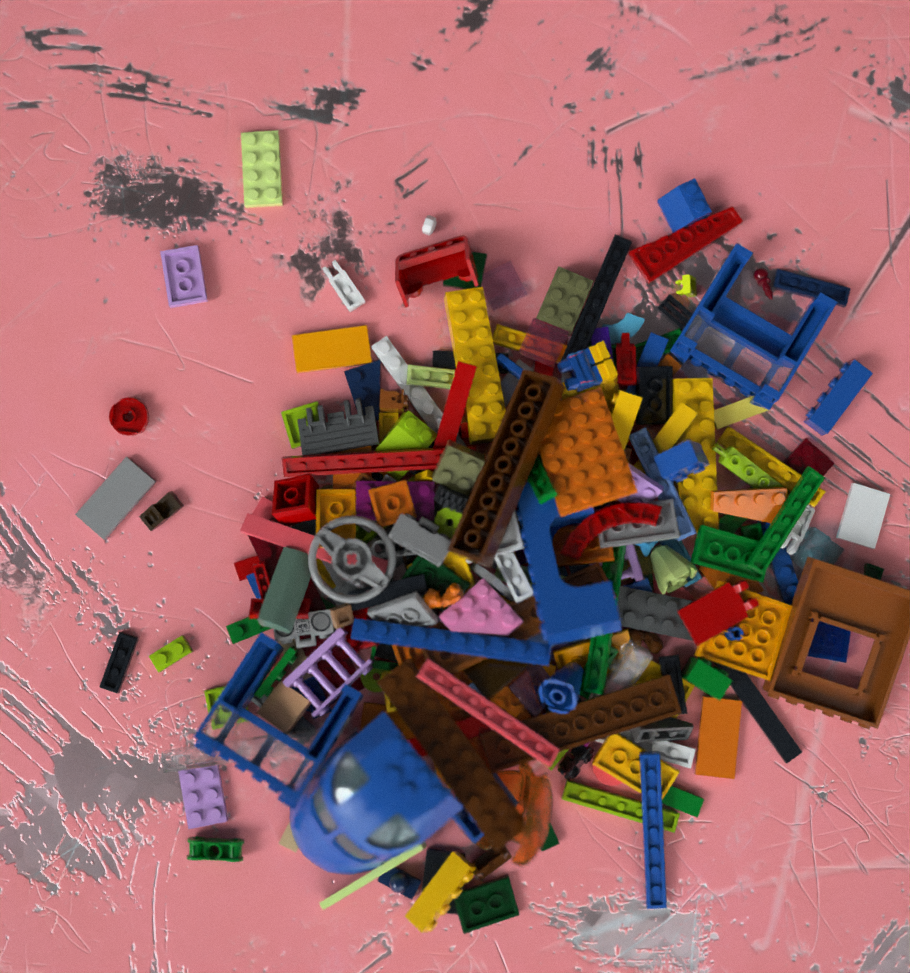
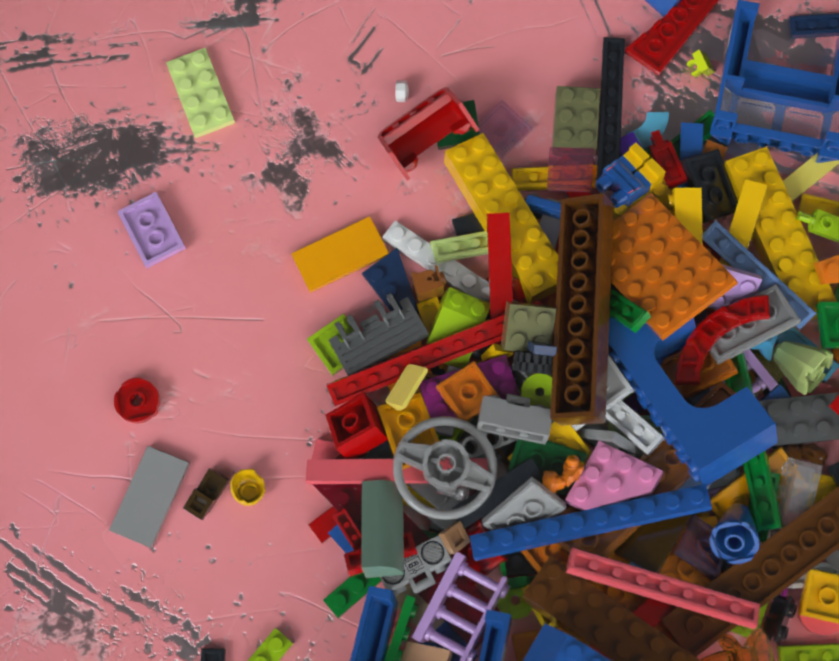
camera: 10 degrees left, 10 degrees down
(194, 517) = (247, 487): none -> yellow hair
(344, 287) = (331, 184): white hinge -> none
(344, 482) = (406, 386): none -> light yellow slope
(461, 490) = (541, 348): none -> dark blue tile
(679, 306) = (689, 87): black tile -> none
(681, 461) = (770, 240): blue brick -> none
(761, 276) = (775, 30): dark red bar -> none

